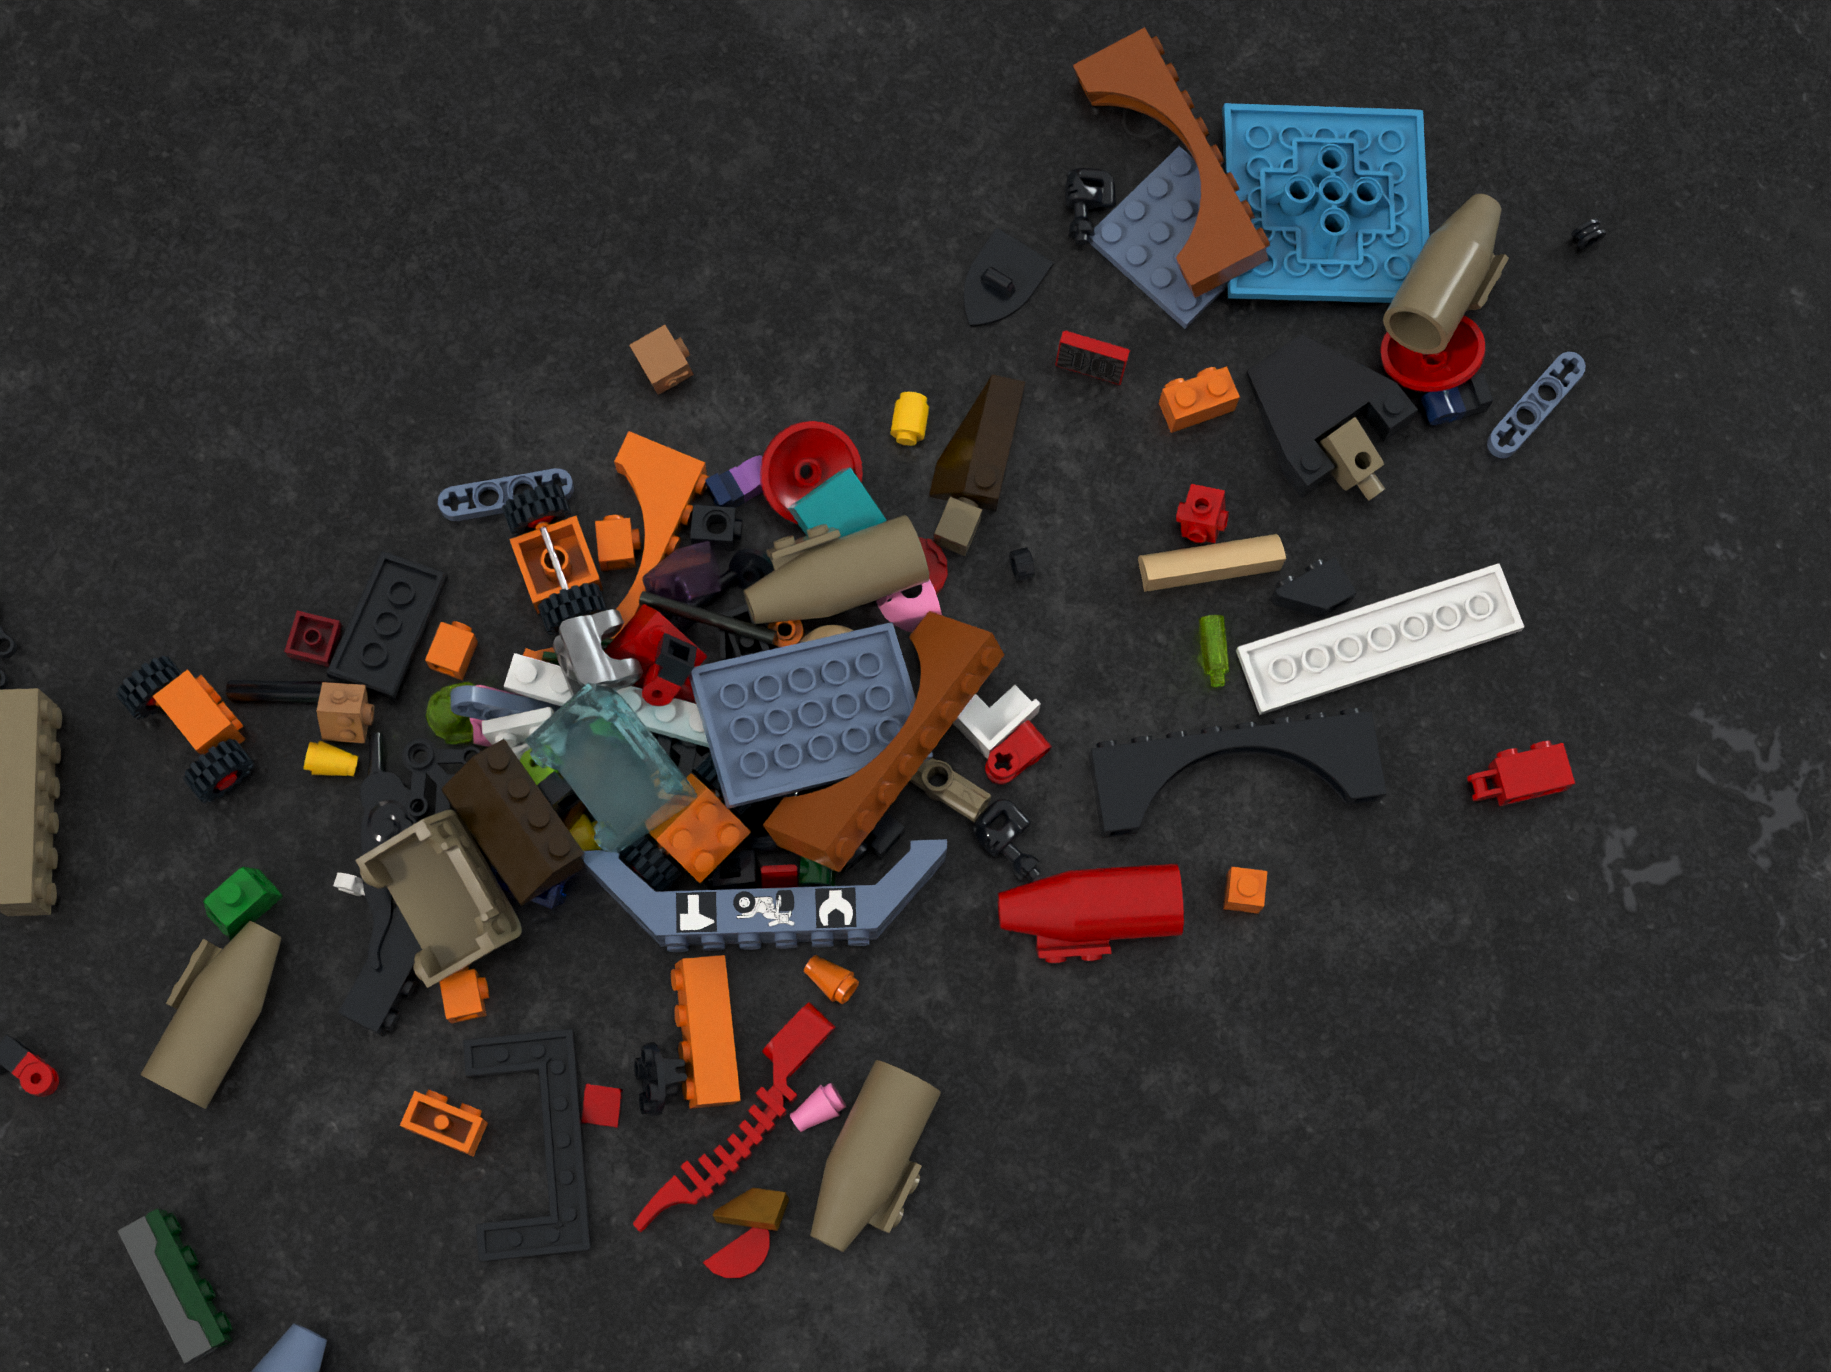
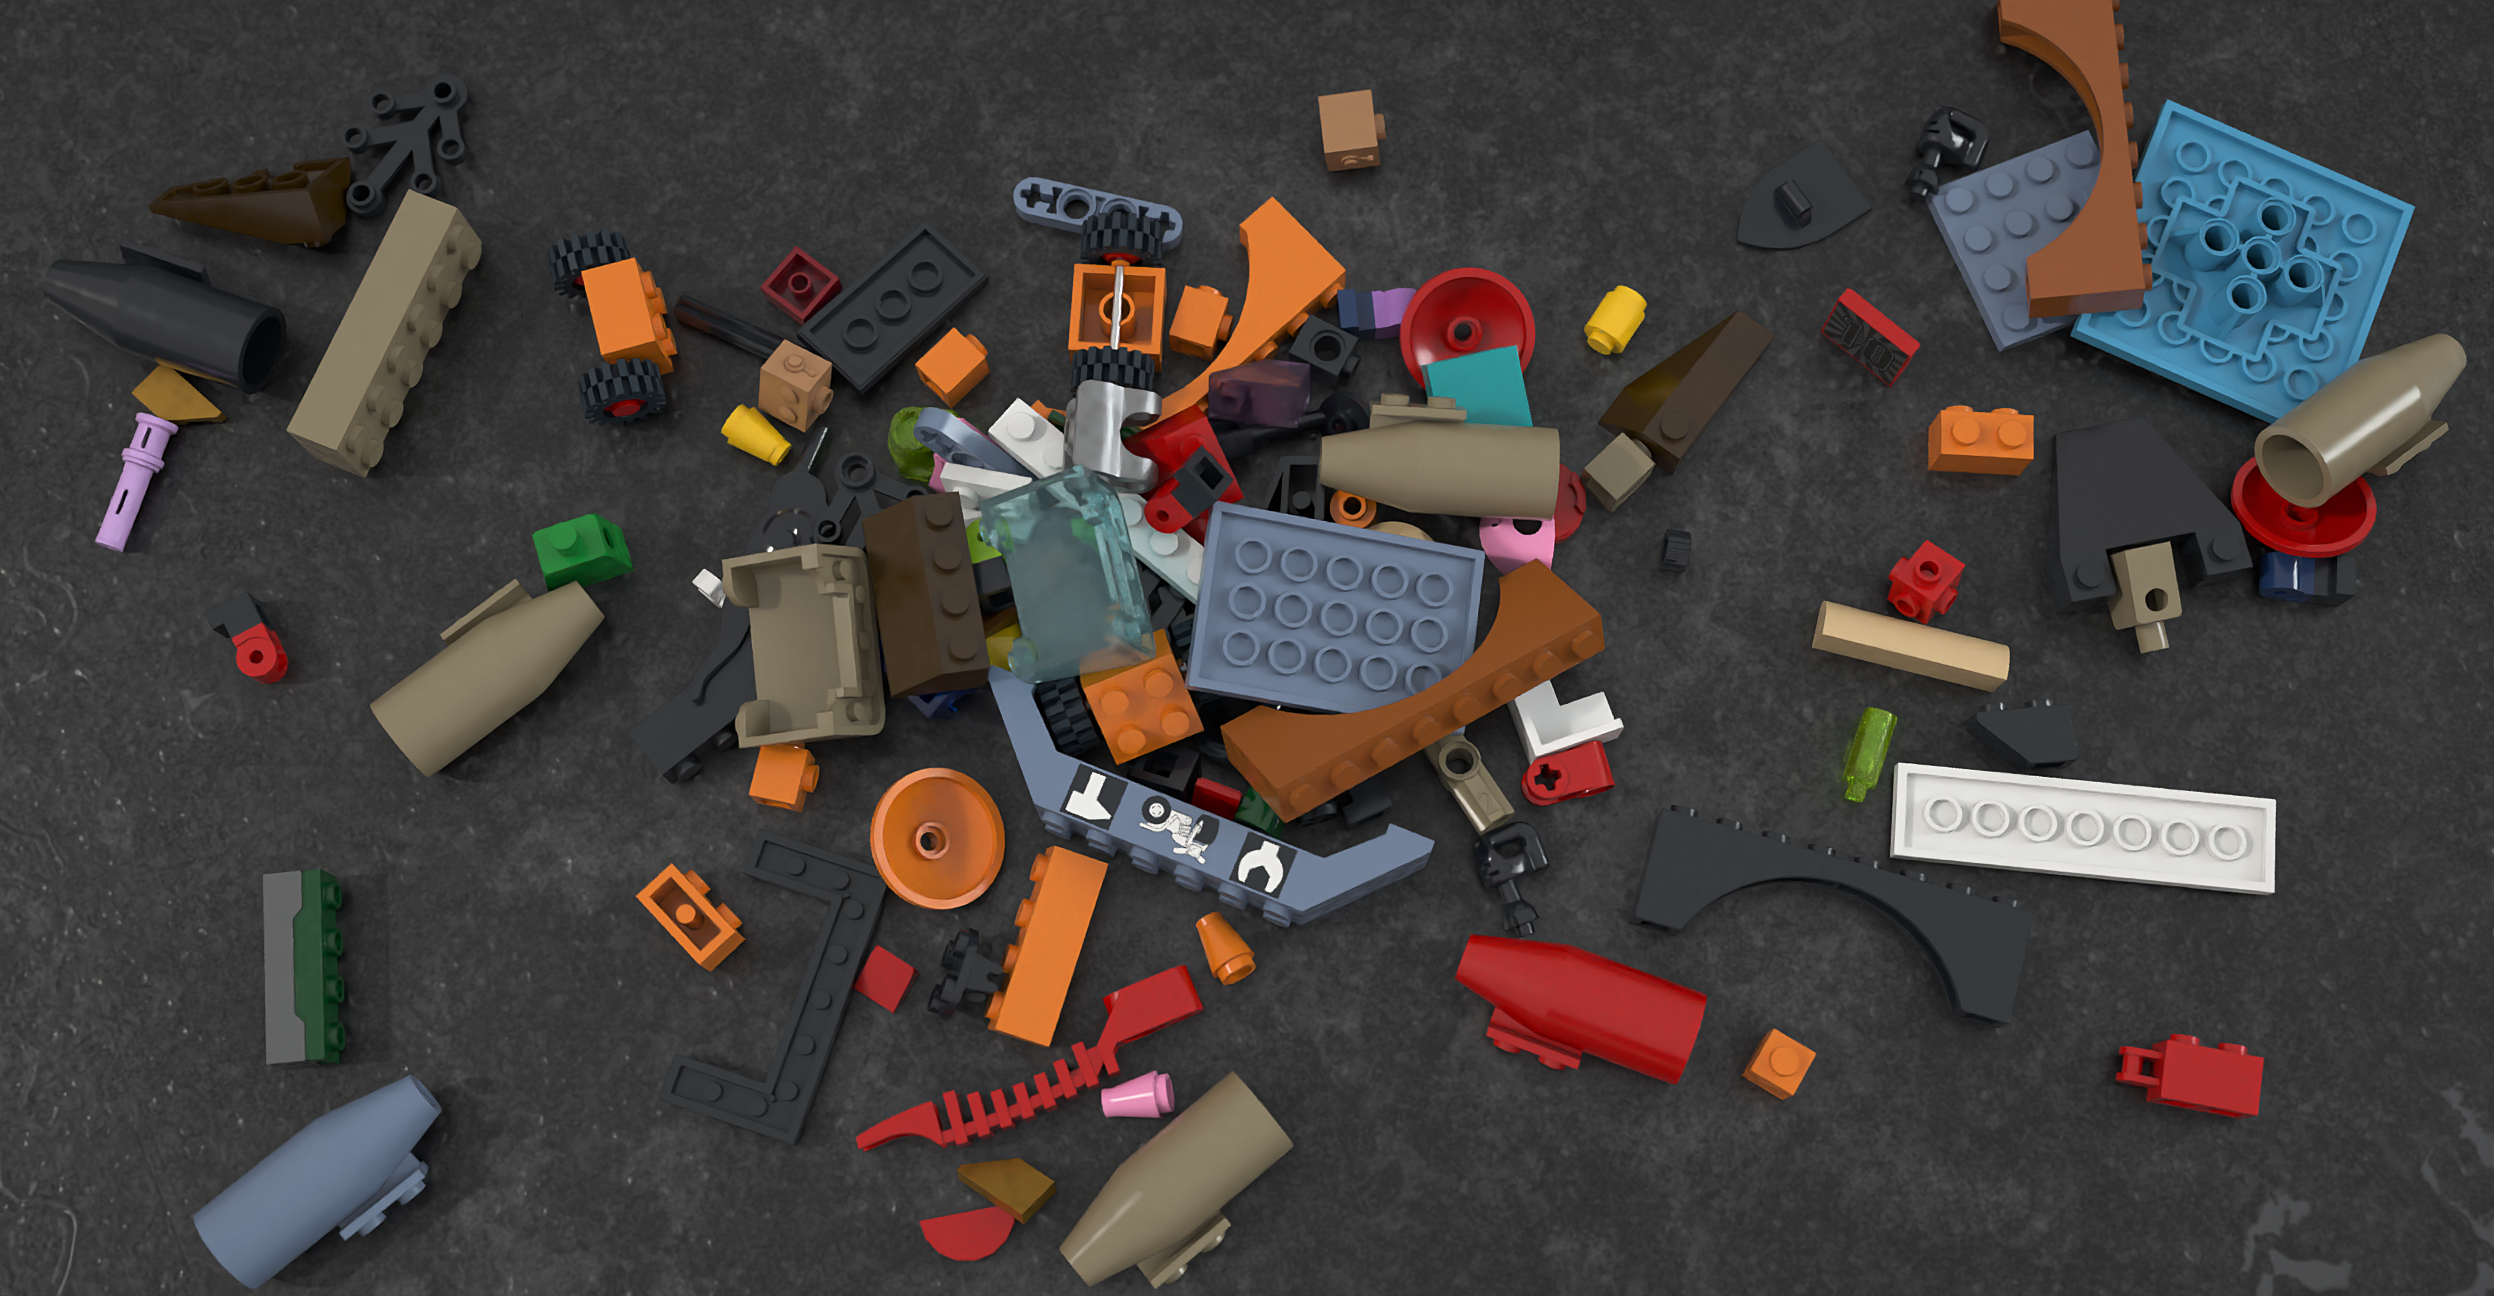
camera: 30 degrees right, 0 degrees up
(609, 979) = (962, 833): none -> orange dish
(708, 617) = (1267, 453): pearl dark grey bar -> none
(1535, 404) = (2405, 623): sand blue beam -> none

